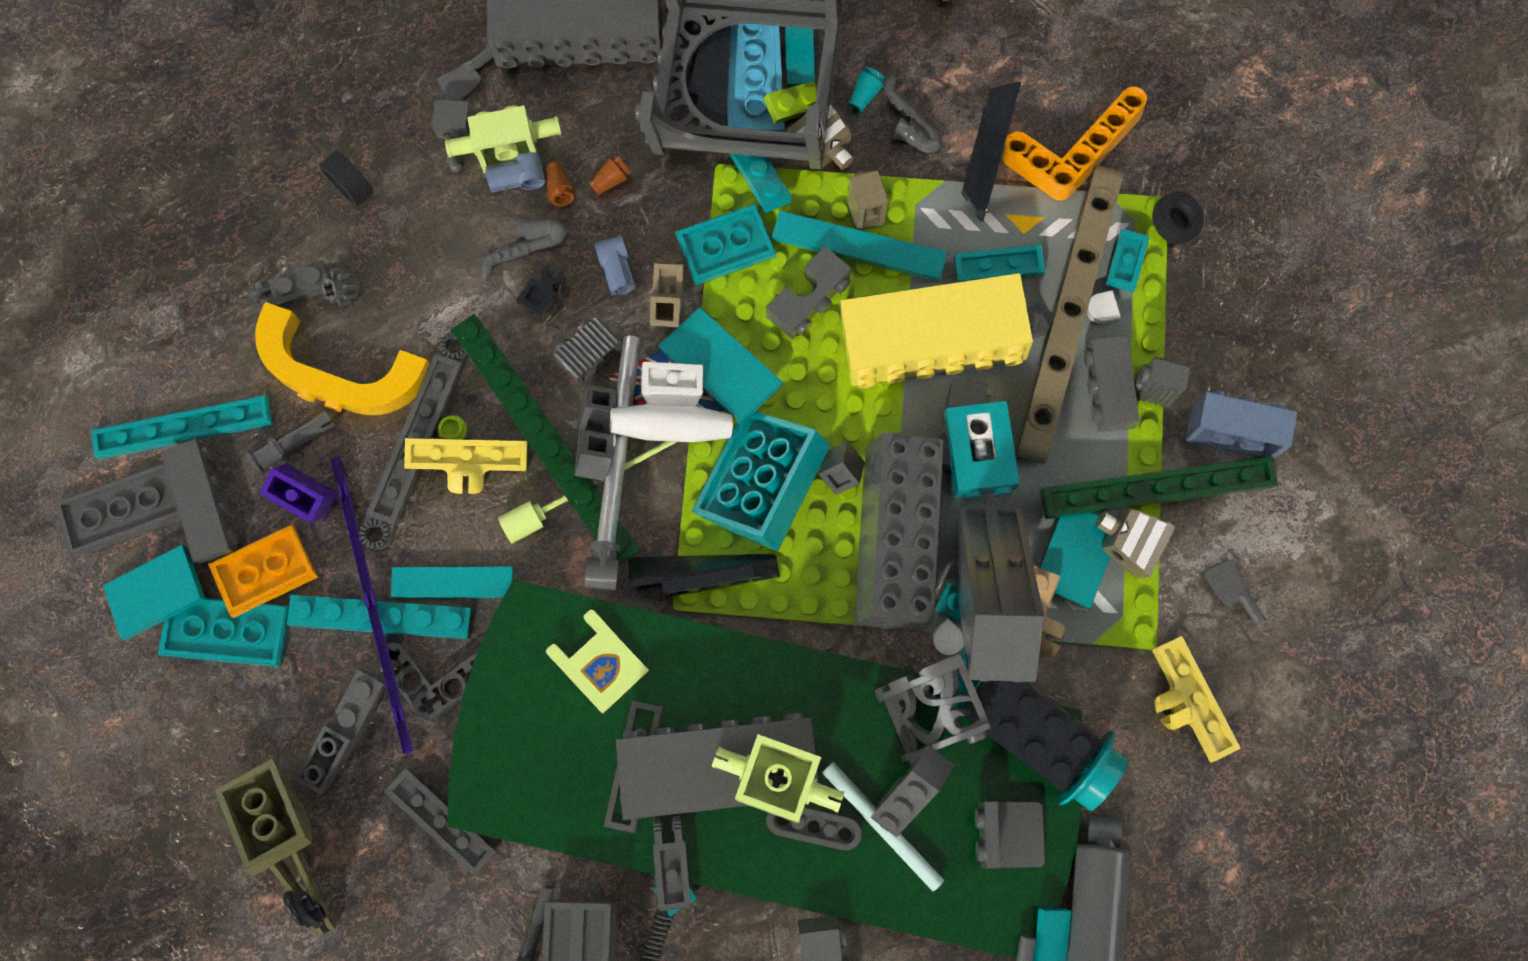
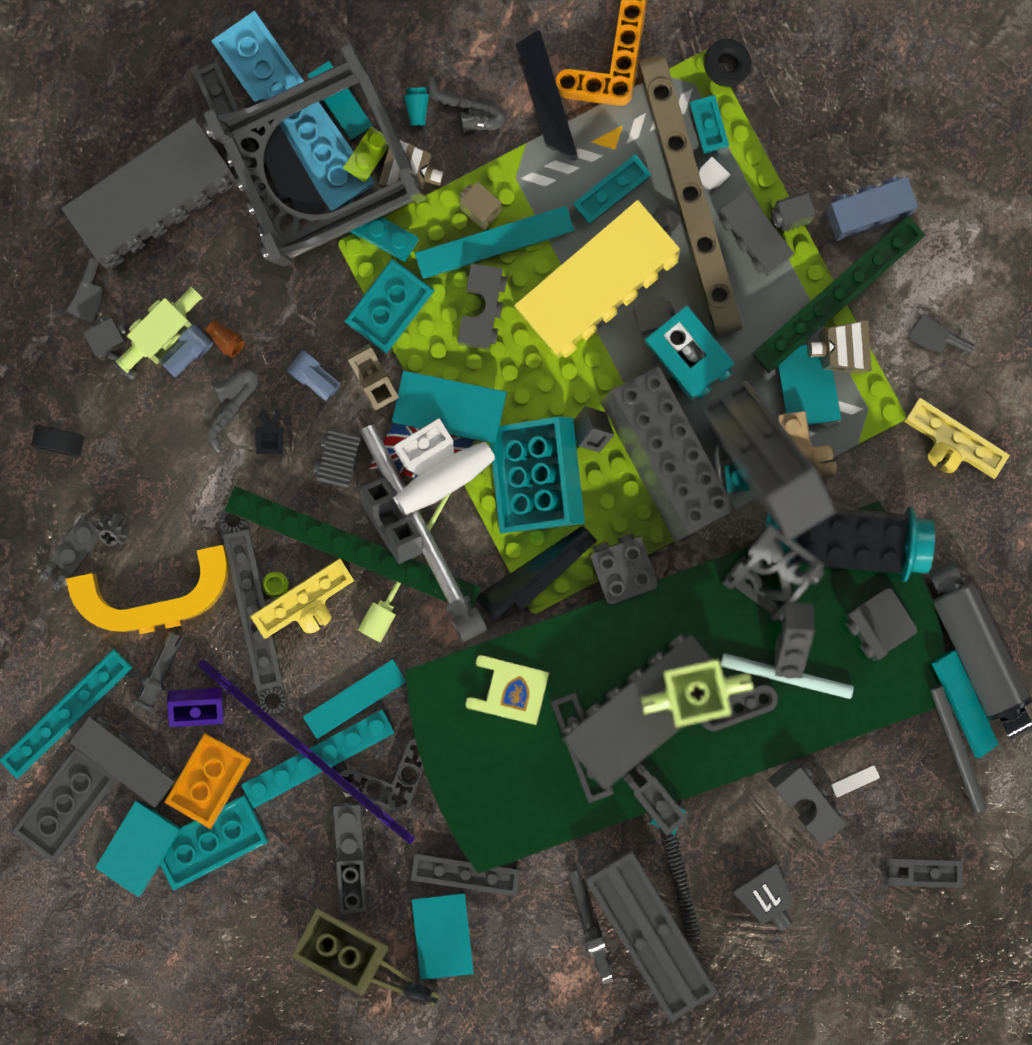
camera: 25 degrees left, 10 degrees up
(377, 869) = (442, 936): none -> teal tile
(609, 175) = (260, 305): dark orange cone -> none
(786, 616) = (623, 568): none -> dark grey bracket
(948, 638) = (749, 507): white tile -> none

